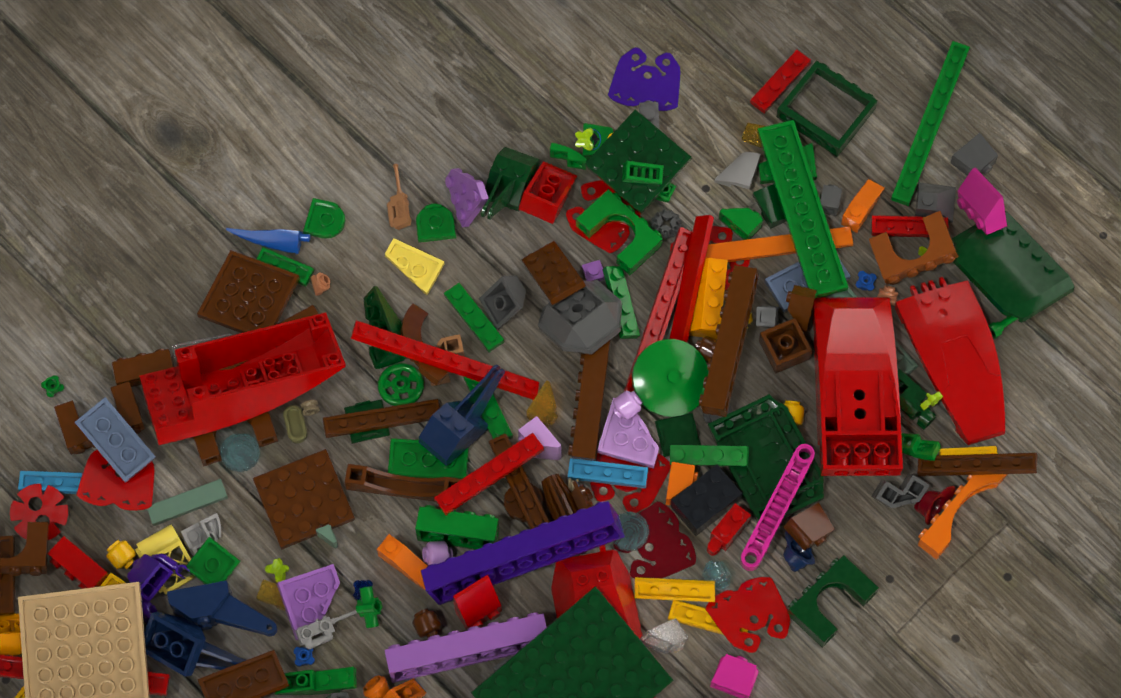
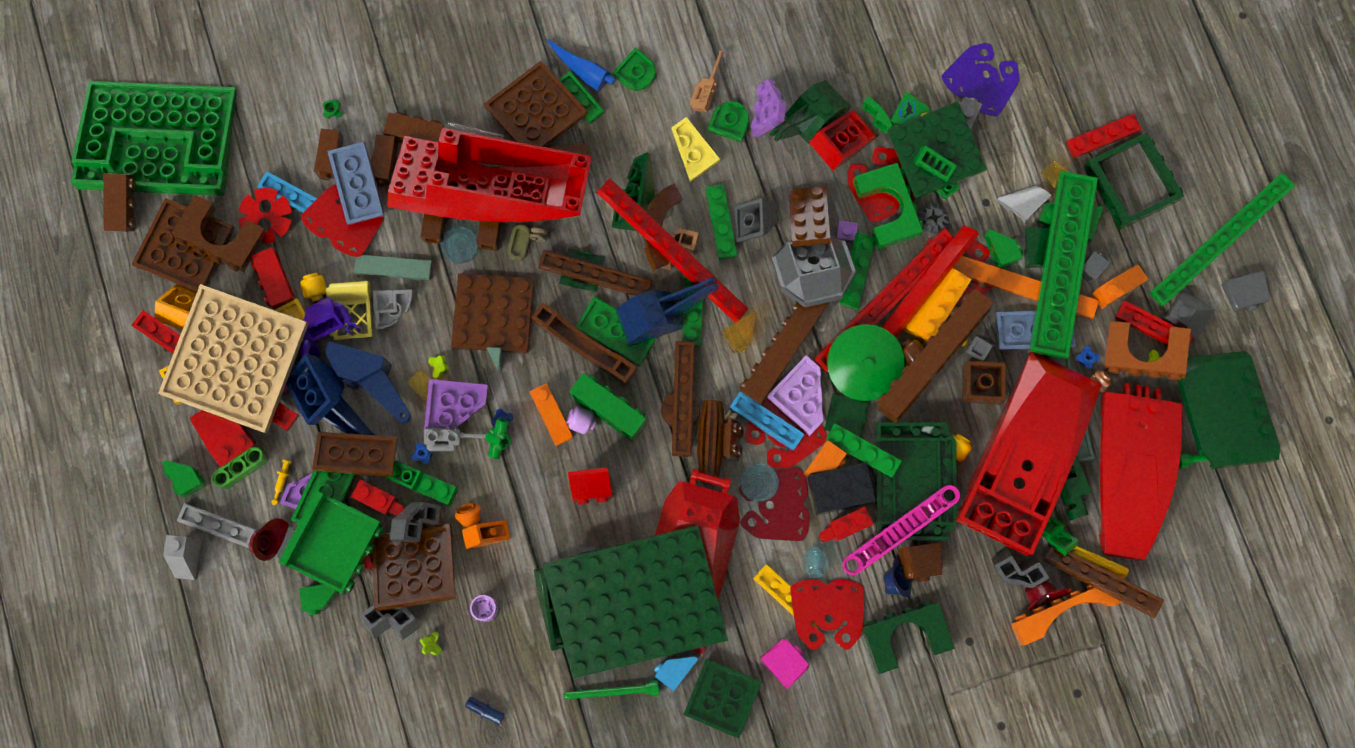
camera: 25 degrees right, 10 degrees up
(212, 563) = (385, 333): green tile -> none
(320, 283) = (603, 127): nougat plate -> none
(396, 369) = (614, 262): green plate -> none
(426, 623) = (540, 478): reddish brown head -> none
(462, 648) = (559, 518): medium lavender brick -> none
(489, 473) = (658, 374): red plate -> none
(524, 551) = (652, 461): dark purple brick -> none
(551, 446) = (718, 362): lavender slope -> none
(583, 139) = (898, 107): lime piece -> none
(627, 404) = (814, 368): lavender head -> none
(666, 637) = (741, 597): clear slope -> none
(675, 589) = (771, 557): yellow tile -> none
(801, 304) = (1017, 353): reddish brown slope -> none
(932, 400) = (1091, 500): lime piece -> none
(982, 202) = (1233, 338): dark pink slope -> none

